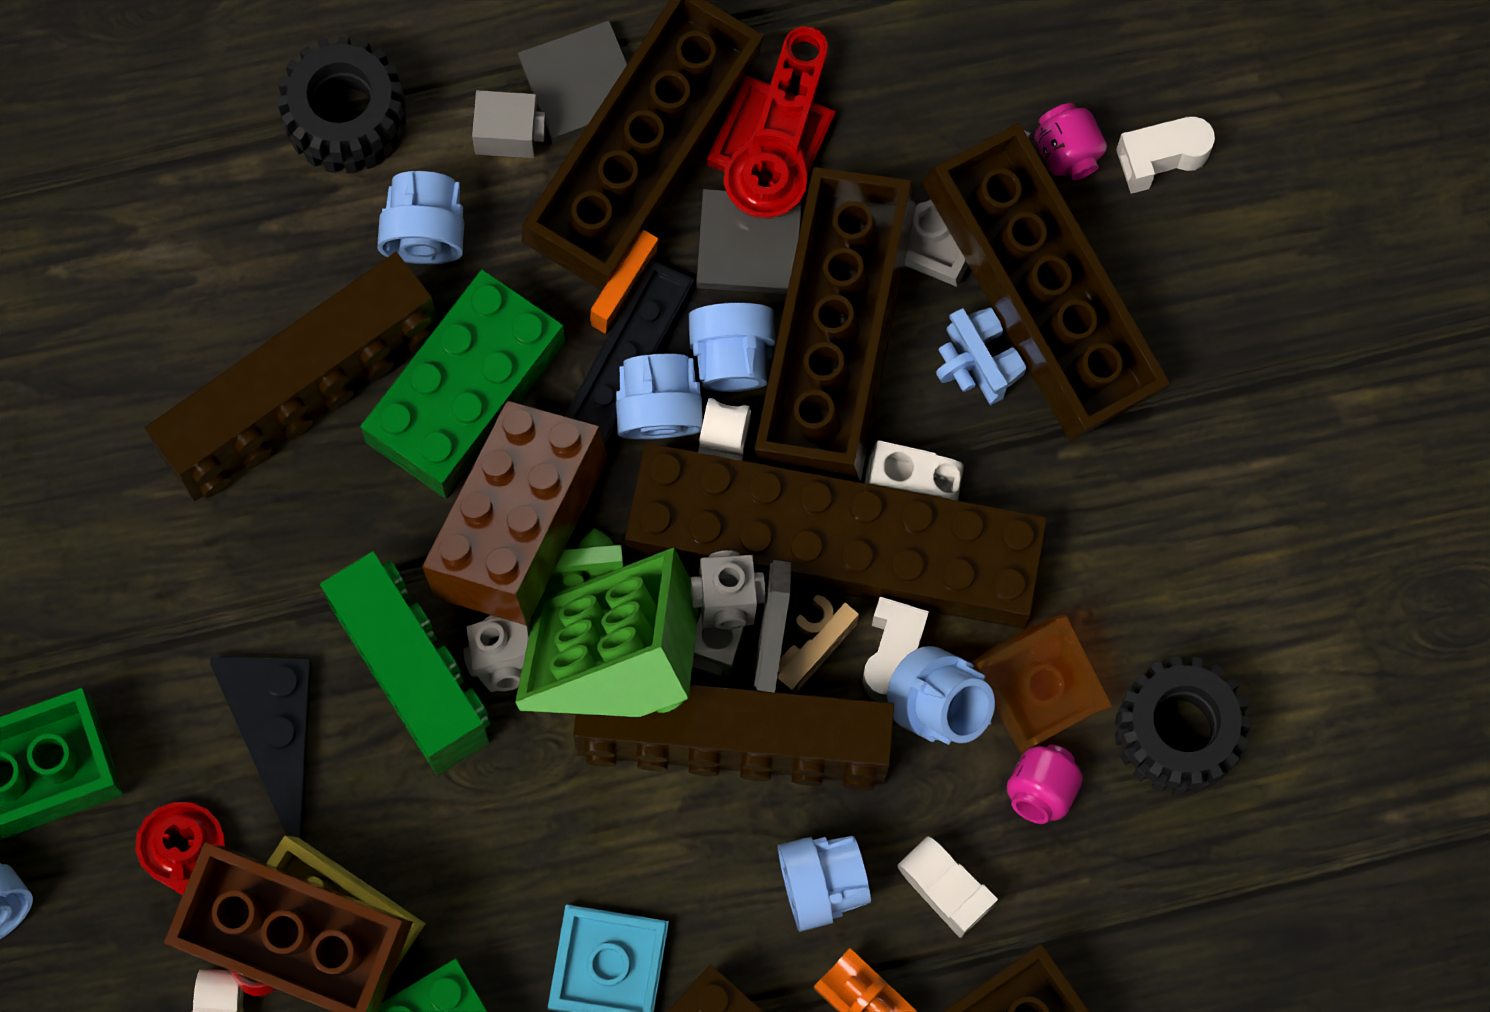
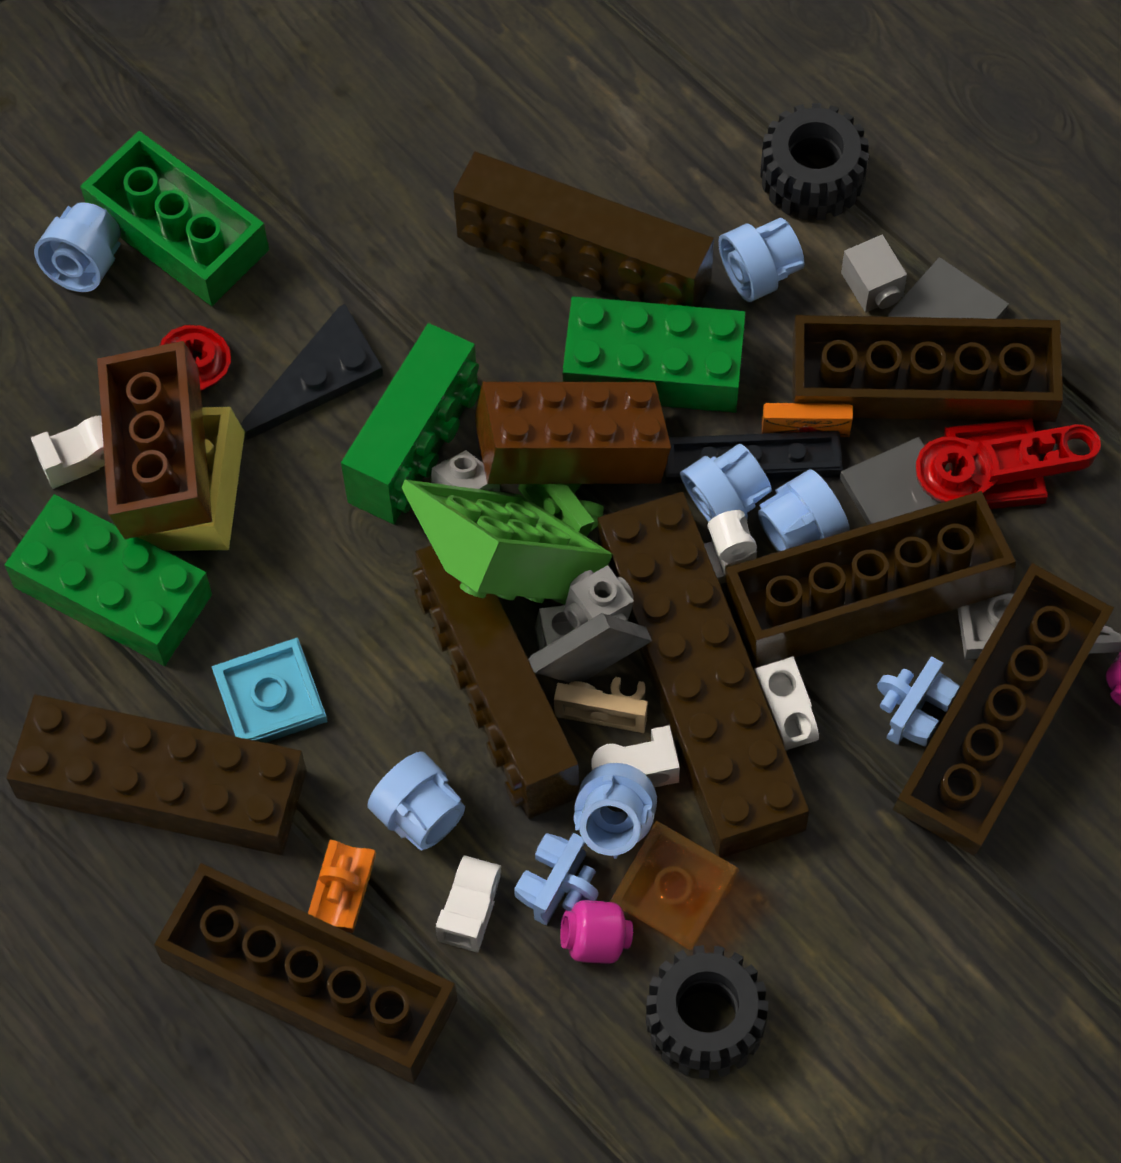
camera: 65 degrees right, 10 degrees down
(954, 771) = (565, 860): none -> light blue hips

